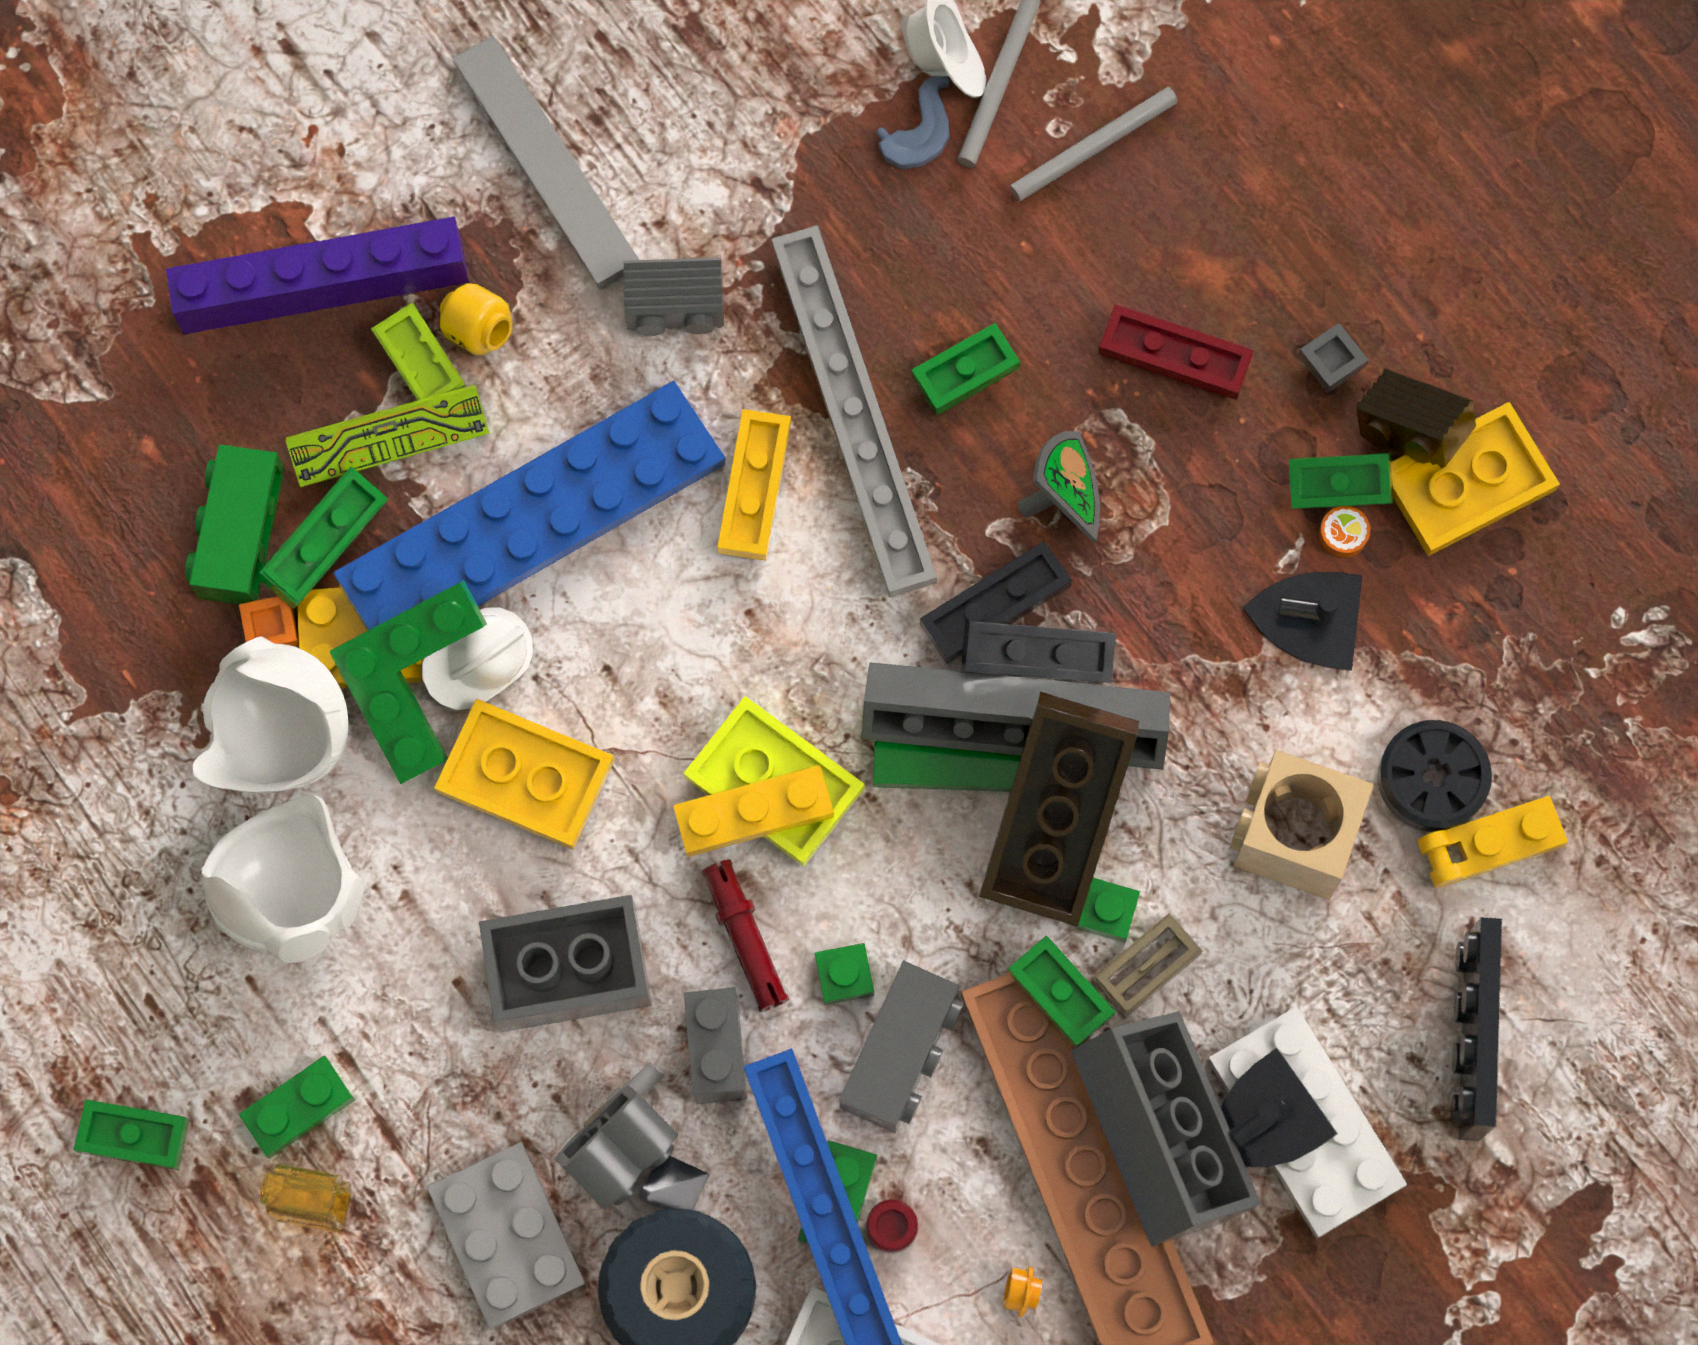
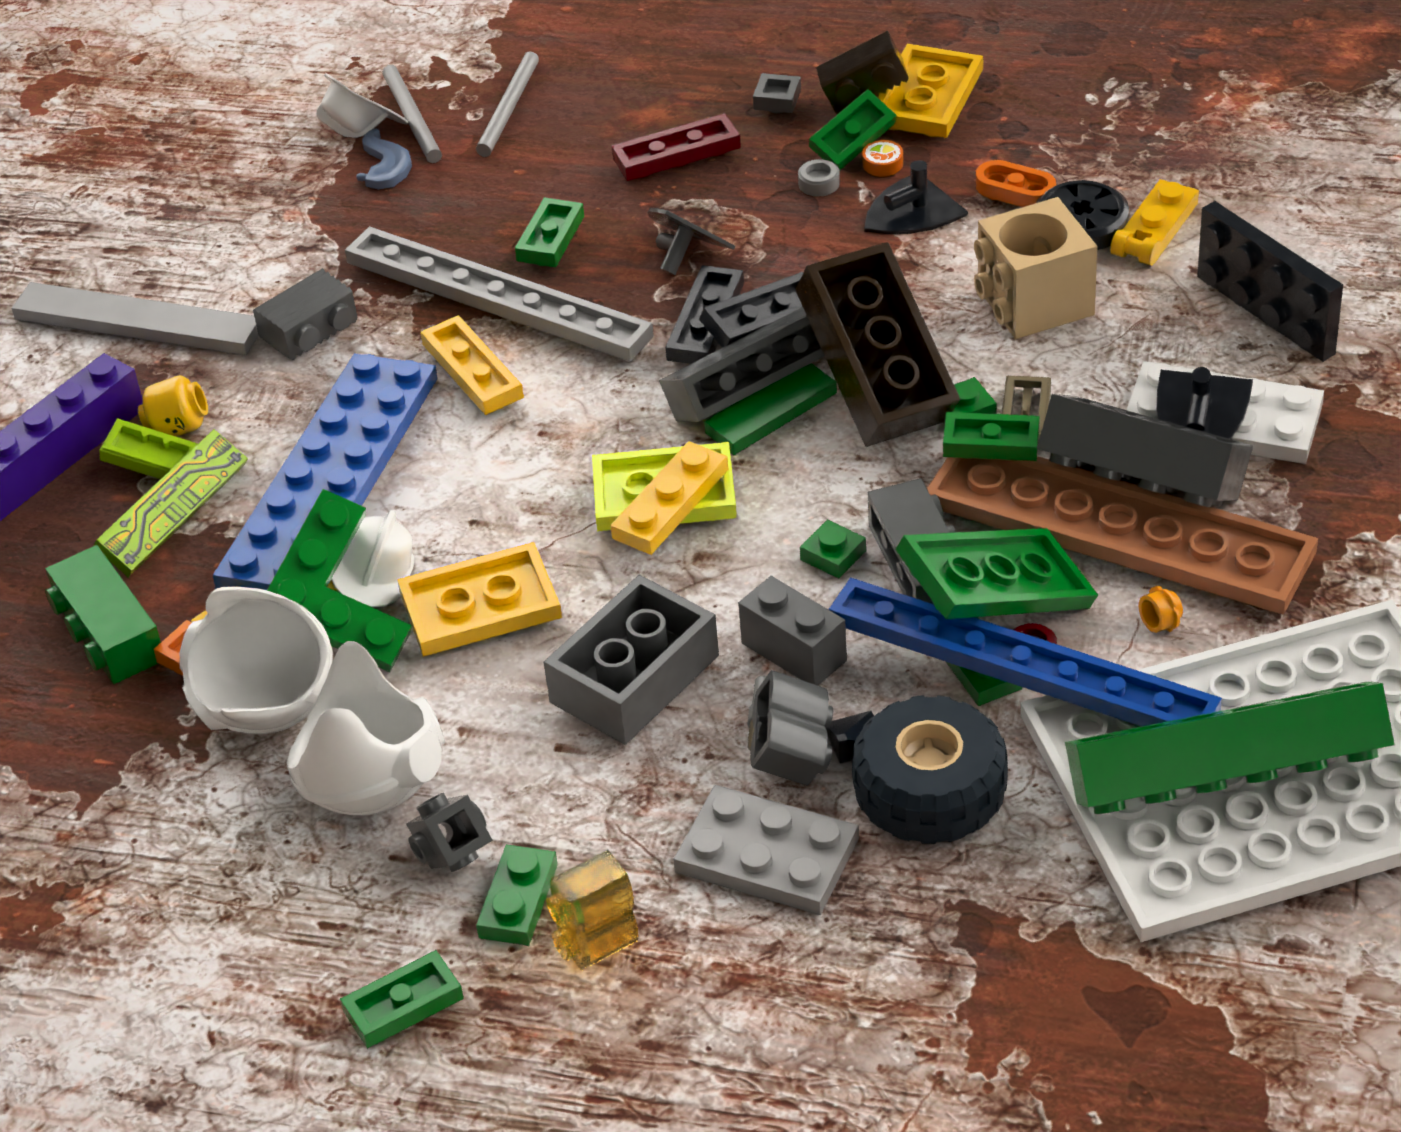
camera: 40 degrees left, 30 degrees down
(284, 1014) = (464, 830): none -> dark grey brick
(321, 537) = (180, 575): green tile -> none
(737, 916) = (723, 566): dark red pin -> none
(905, 1153) = (995, 572): none -> green plate
(1265, 504) = (818, 177): none -> light grey tile
(1418, 684) = (1012, 182): none -> orange plate

